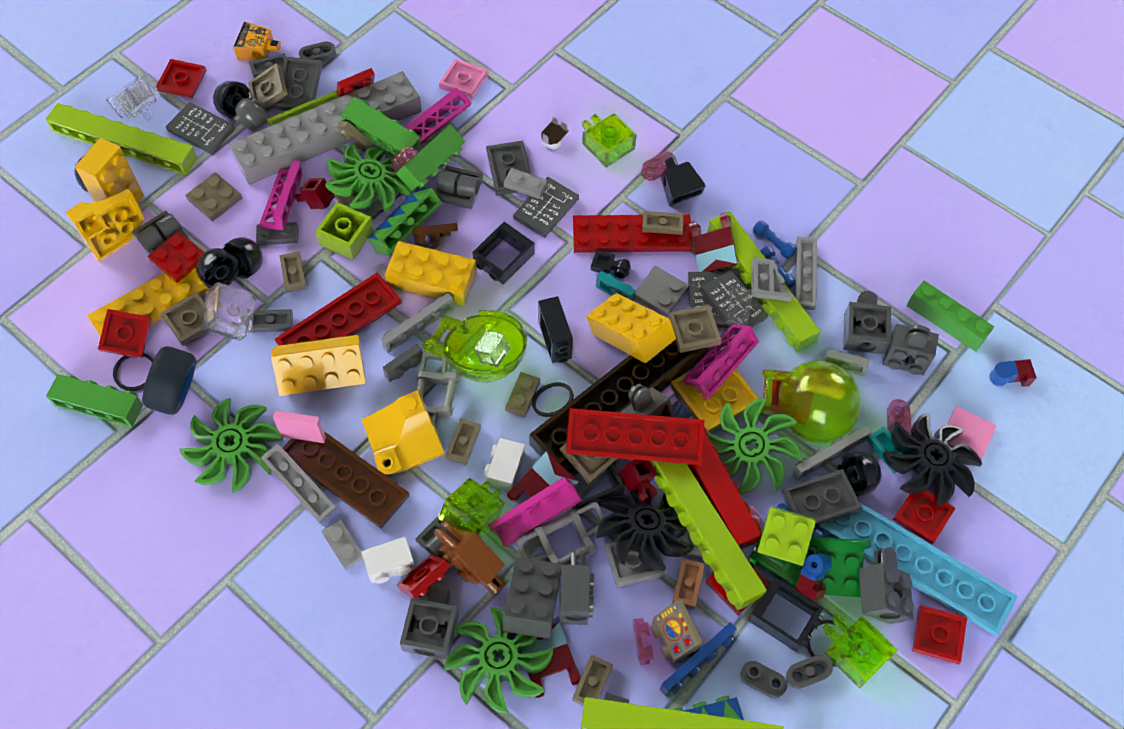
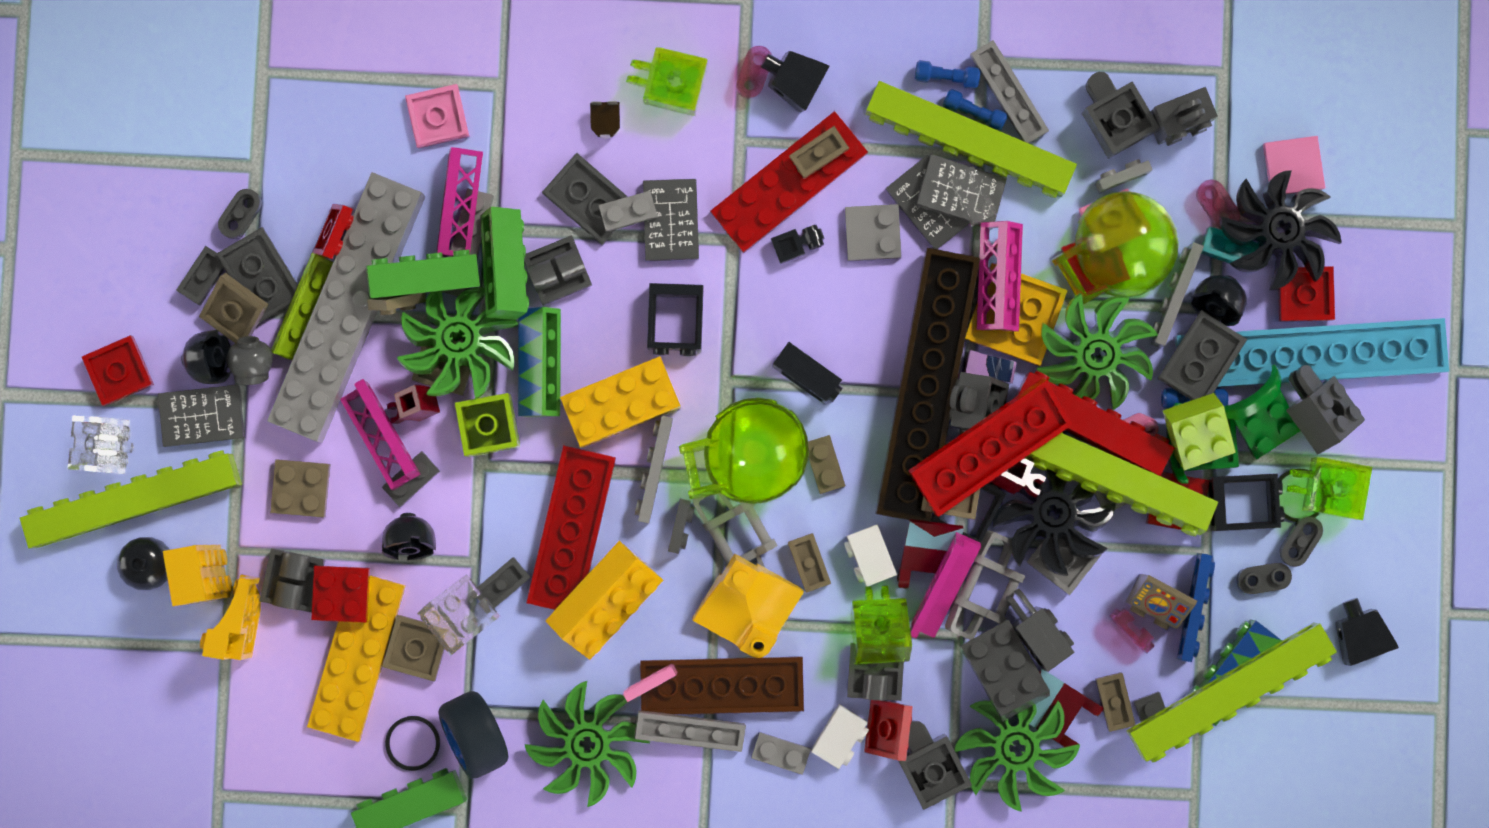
camera: 35 degrees left, 25 degrees up
(124, 333) = (372, 718): red plate -> none
(217, 266) = (396, 576): black cylinder -> none
(254, 42) = (156, 256): light orange torso -> none
(293, 272) = (472, 512): dark tan plate -> none
(403, 157) = (486, 298): clear pink plate -> none
(434, 233) = (580, 359): reddish brown plate -> none
(470, 557) = (921, 681): dark orange brick -> none
(492, 348) = (763, 446): clear brick -> none
(555, 384) = (884, 449): black piece -> none
(611, 285) = (837, 267): teal plate -> none
(631, 327) = (886, 315): yellow brick -> none
(689, 582) = (1133, 540): nougat plate -> none
(694, 328) = (954, 270): dark tan plate -> none
(716, 248) = (896, 140): dark red flag -> none
(768, 281) = (984, 147): light grey wing -> none
(813, 576) = (1248, 454): leg -> none
(939, 634) = (1395, 412): red plate -> none
(950, 316) = (1194, 35): bright green brick -> none
(1013, 371) = (1290, 64): leg -> none

